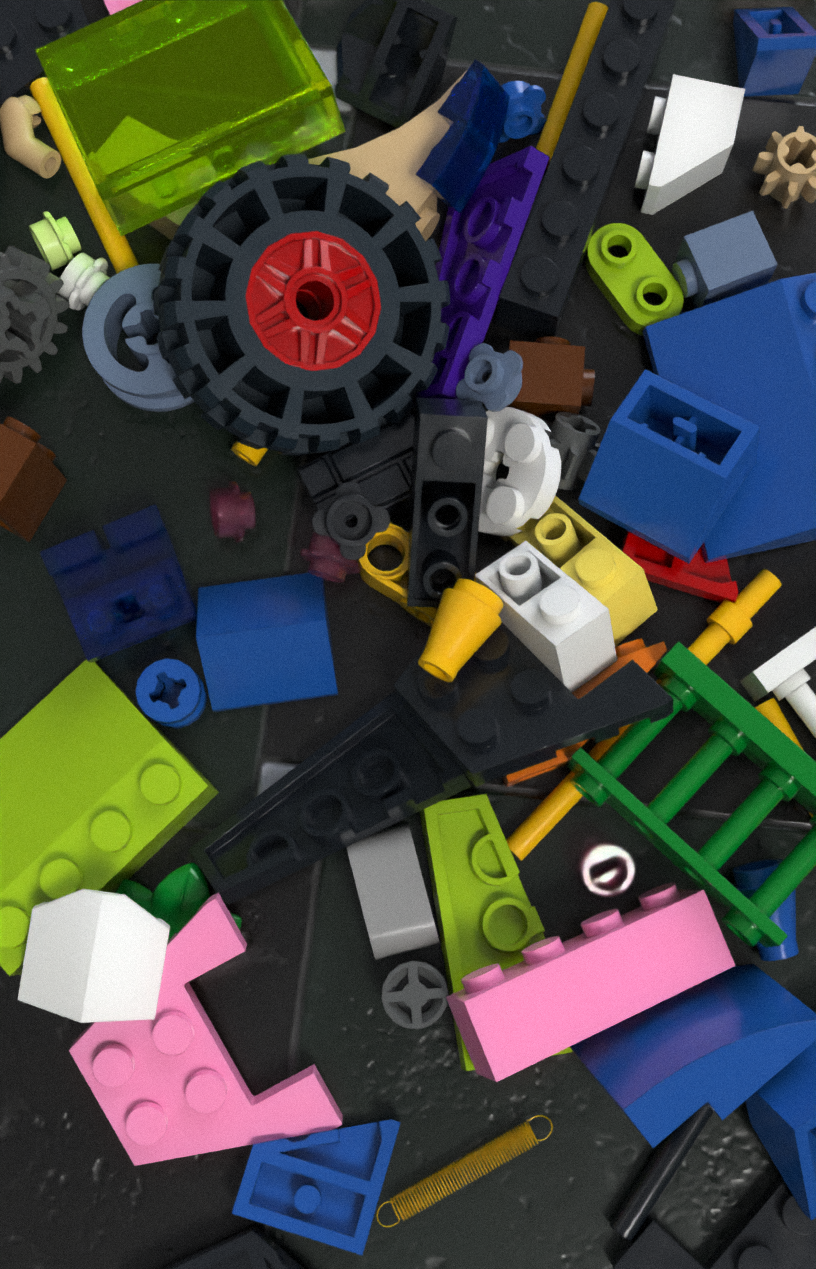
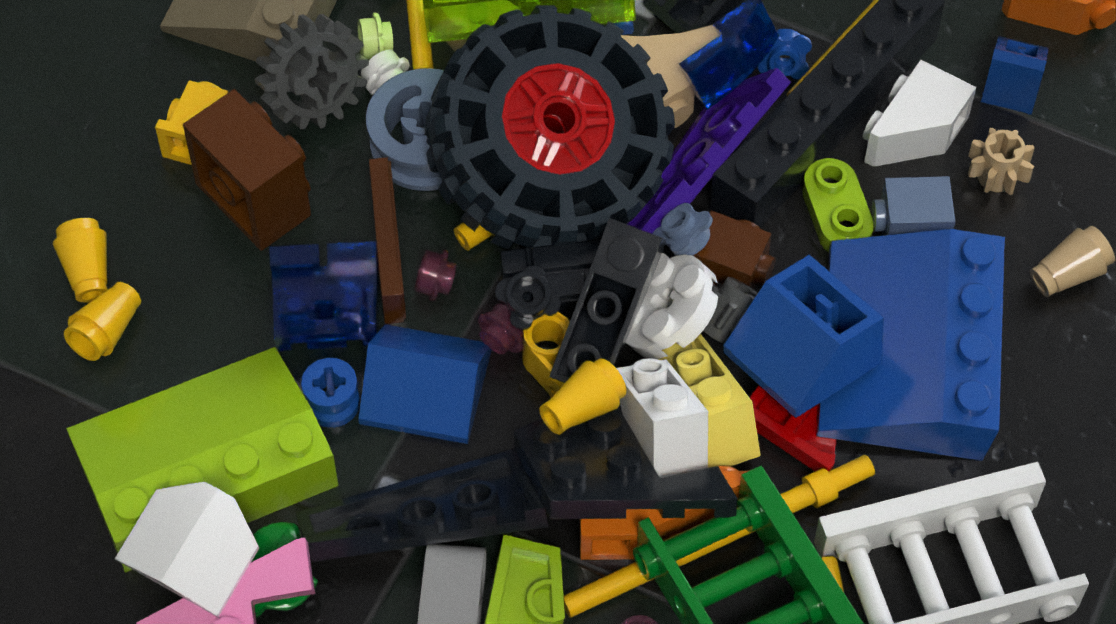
camera: 15 degrees right, 20 degrees down
(164, 489) = (387, 240): none -> reddish brown tile

